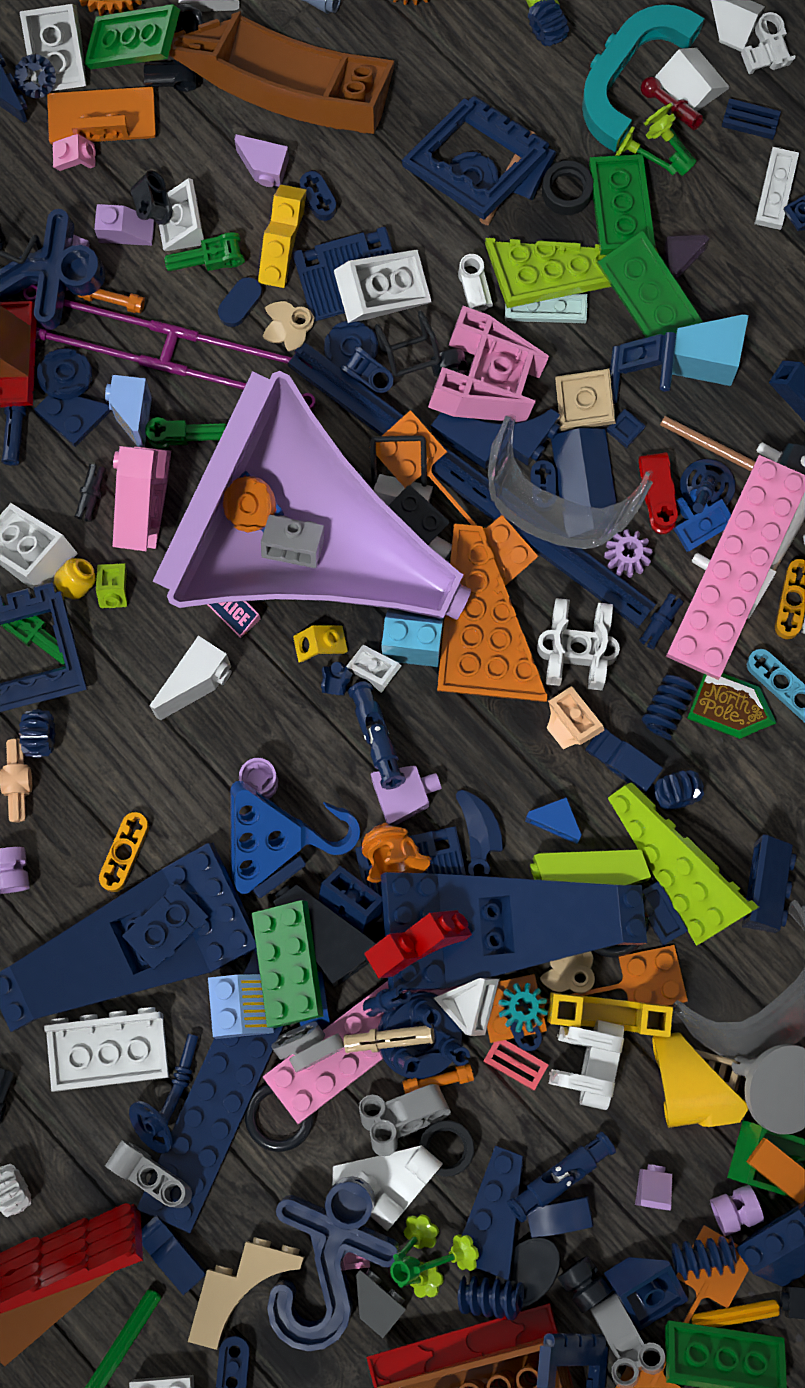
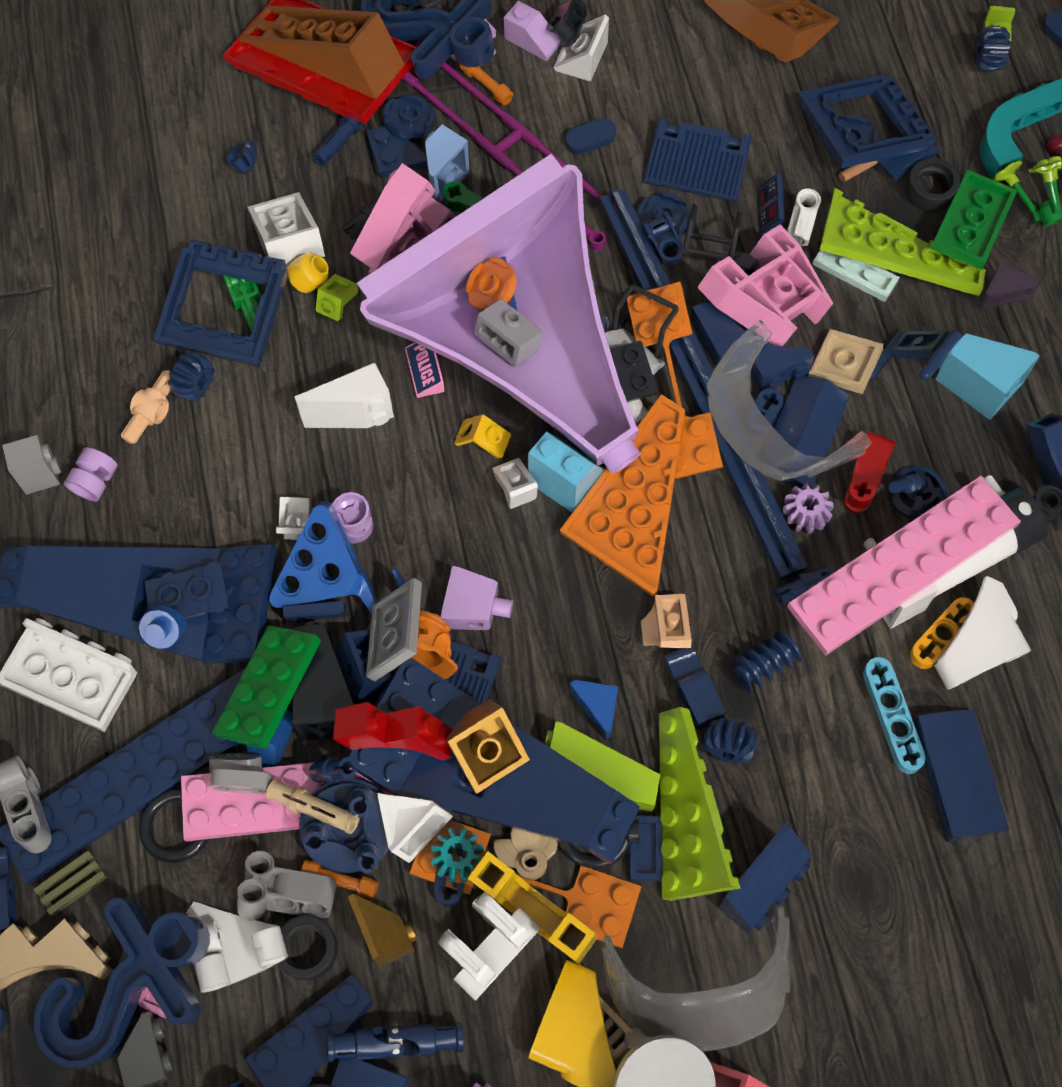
camera: 30 degrees right, 10 degrees down
(118, 841) = (185, 535): light orange beam -> none
(156, 1122) = (59, 762): dark blue dish -> none
(165, 965) = (162, 626): none -> piece
(208, 807) = (293, 516): none -> white bracket
(214, 254) = (592, 89): green connector -> none
(216, 1235) = (65, 872): none -> olive tile
(237, 1006) = (197, 698): light blue slope -> none
(263, 159) = (681, 39): lavender slope -> none
(280, 235) = (654, 99): yellow arch -> none
(284, 324) = (619, 171): tan plate -> none
(322, 193) = (704, 88): dark blue beam -> none
(335, 679) = (475, 472): dark blue arm -> none
(363, 858) = (394, 629): none -> light grey tile
(381, 285) = (719, 178): white slope -> none
(382, 749) = (483, 523): dark blue piece -> none
(425, 1276) = (207, 1061): lime plant -> none
(440, 285) = (771, 204): none -> slope
(482, 830) = (525, 675): dark blue piece -> none
(495, 908) = (486, 745): none -> pearl gold slope
(500, 1100) = (382, 931): none -> pearl gold slope
(537, 1075) = (435, 932): coral tile -> none
(564, 638) = (702, 549): white piece -> none
(626, 428) = (869, 404): dark blue tile -> none
(647, 287) = (957, 288): green plate -> none
(701, 526) = (886, 520): blue hinge -> none
(707, 443) = (935, 450): nougat bar -> none
(730, 706) = (826, 696): tile -> none

